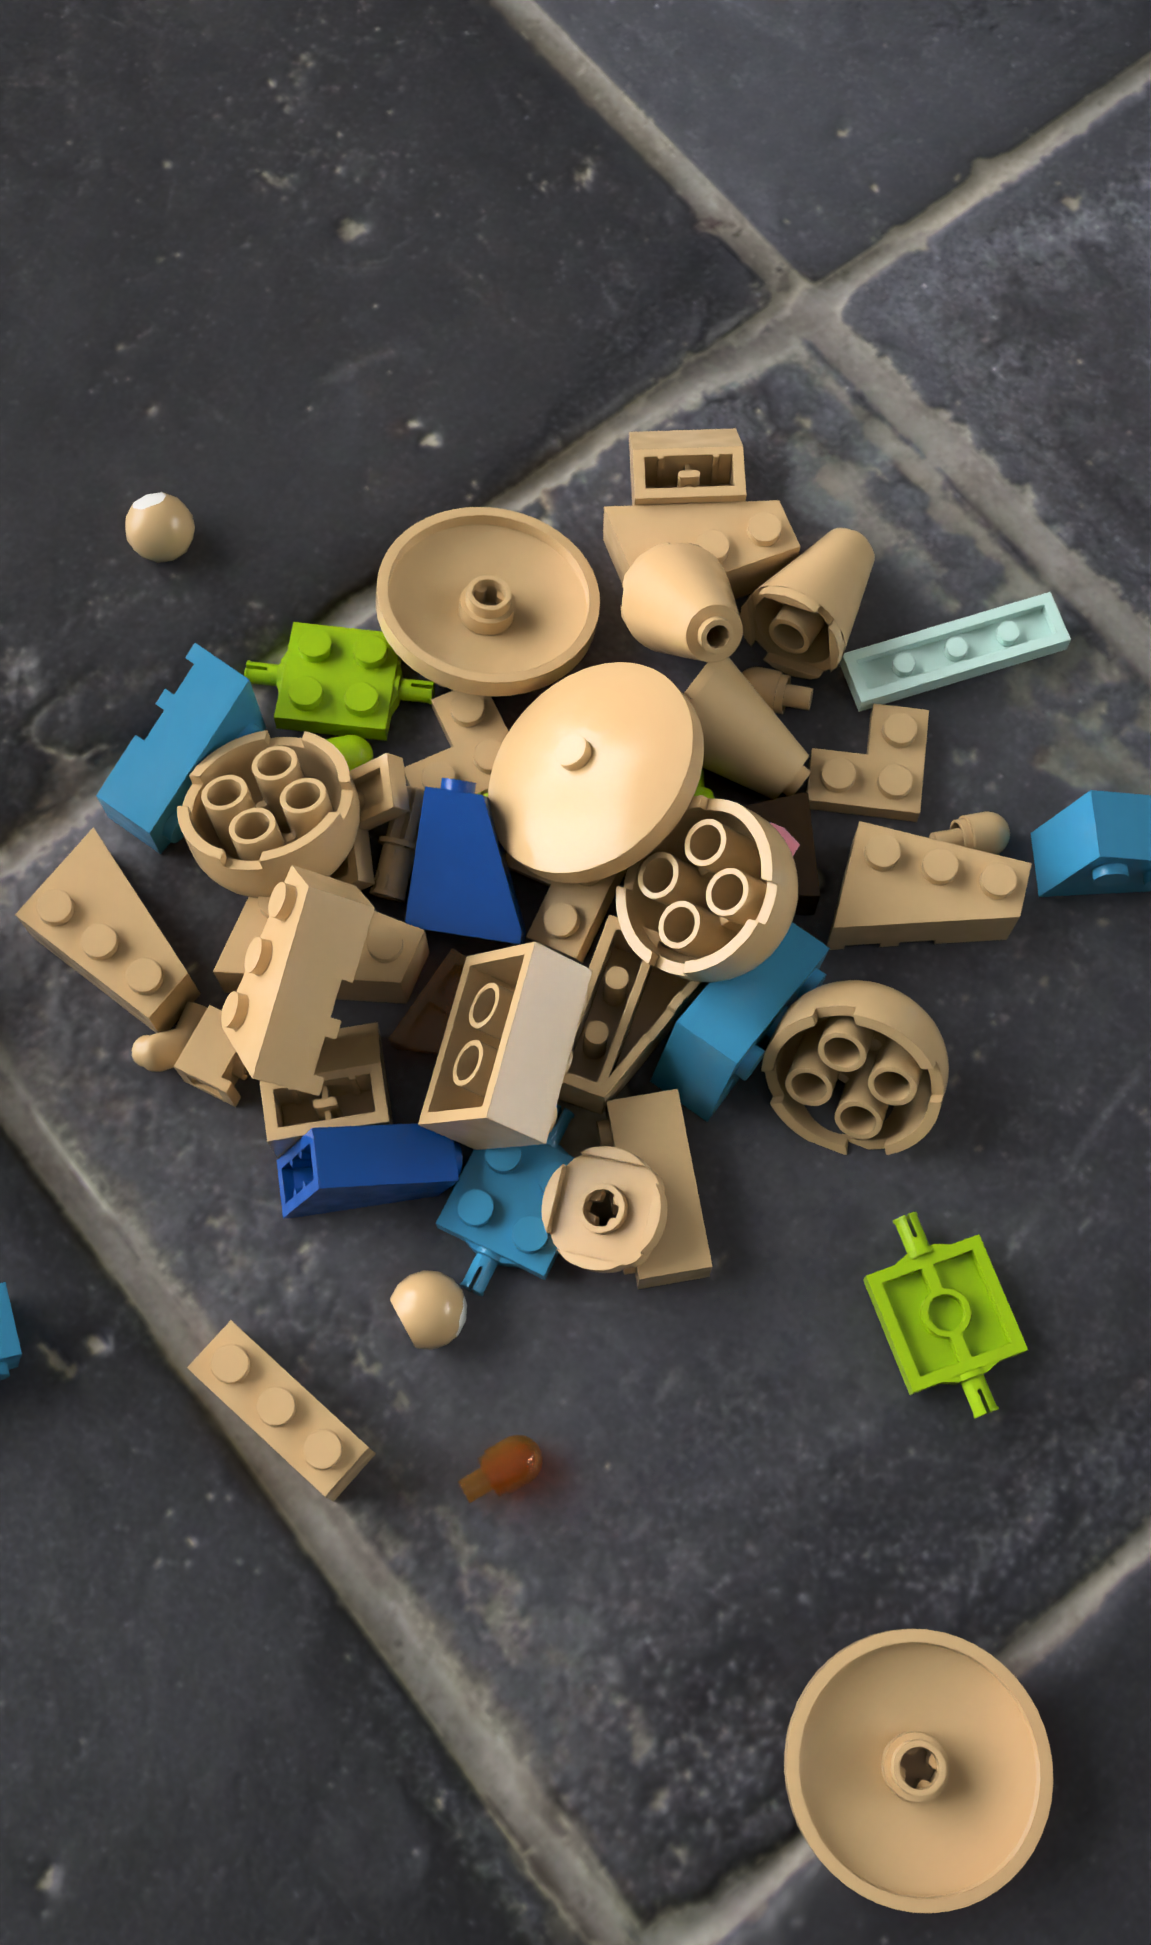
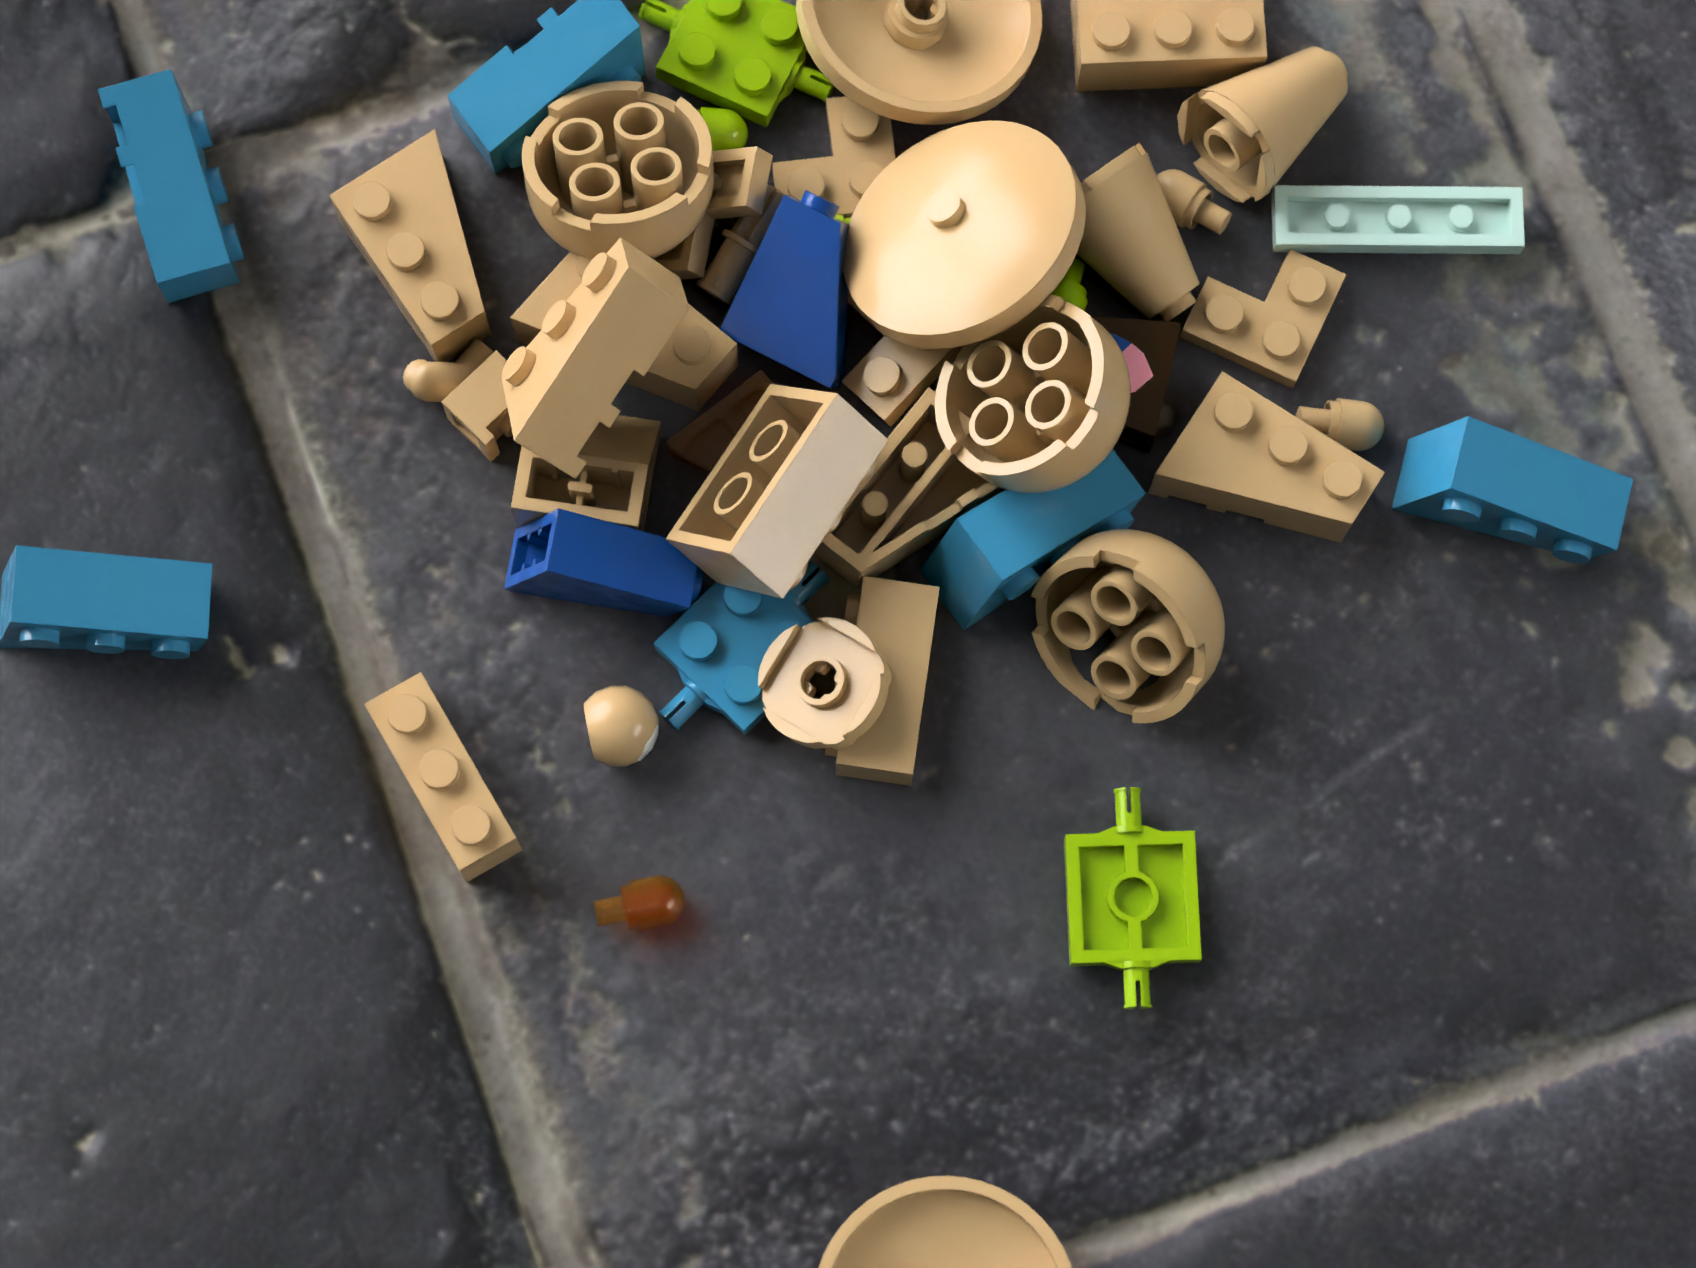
camera: 15 degrees right, 5 degrees up
(681, 603) = (1117, 81): tan cone -> none

